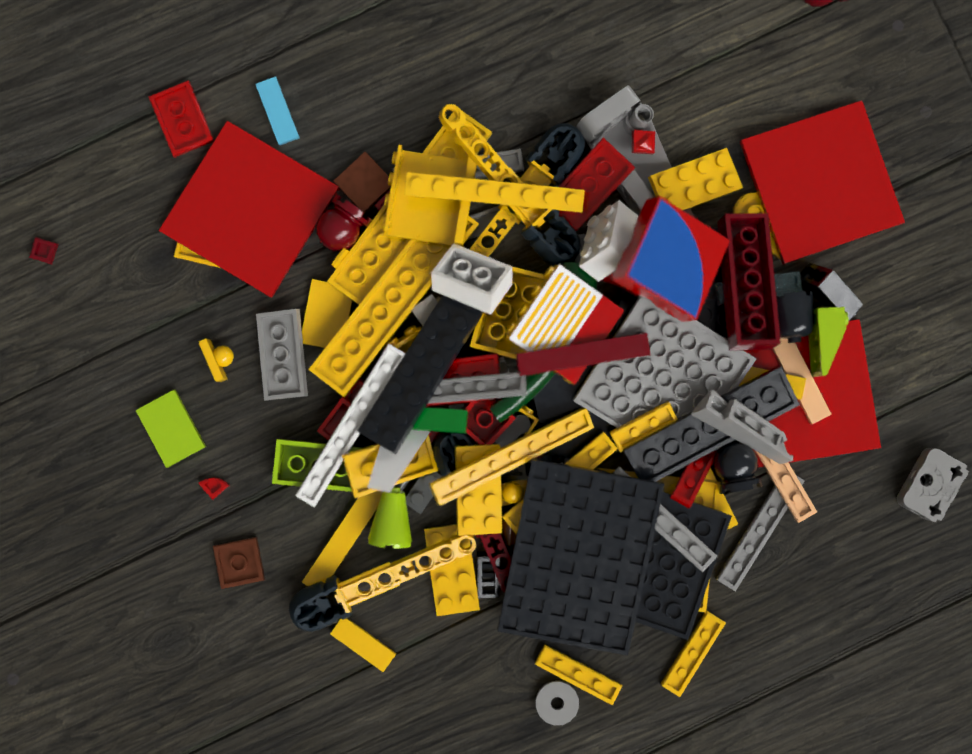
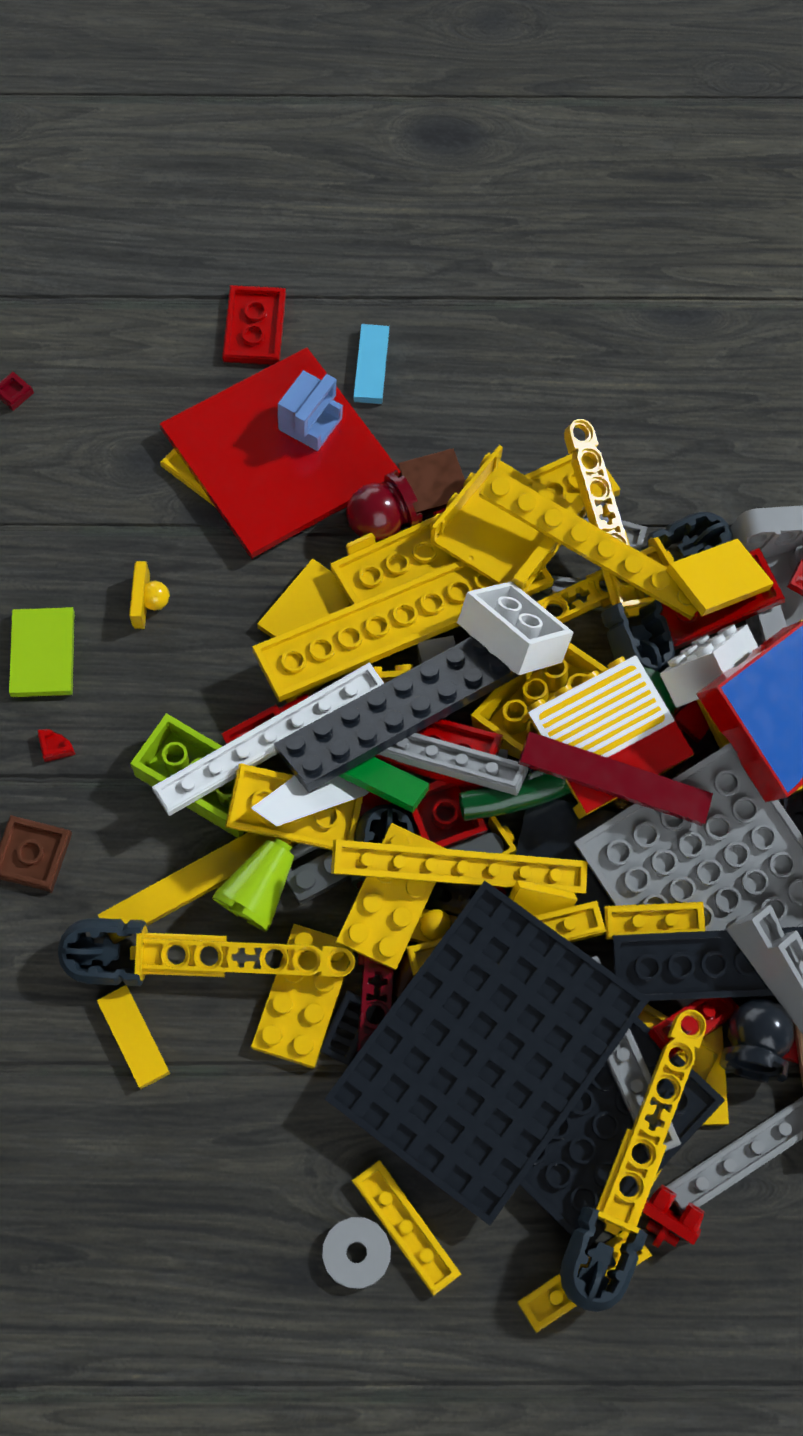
camera: 25 degrees right, 20 degrees down
(257, 175) = (309, 410): none -> medium blue plate
(282, 354) = (227, 626): light grey plate -> none
(568, 448) = (541, 899): none -> yellow tile
(588, 176) = (719, 577): none -> yellow tile
(698, 614) = (590, 1286): none -> piece
(728, 600) = (685, 1226): none -> red hips

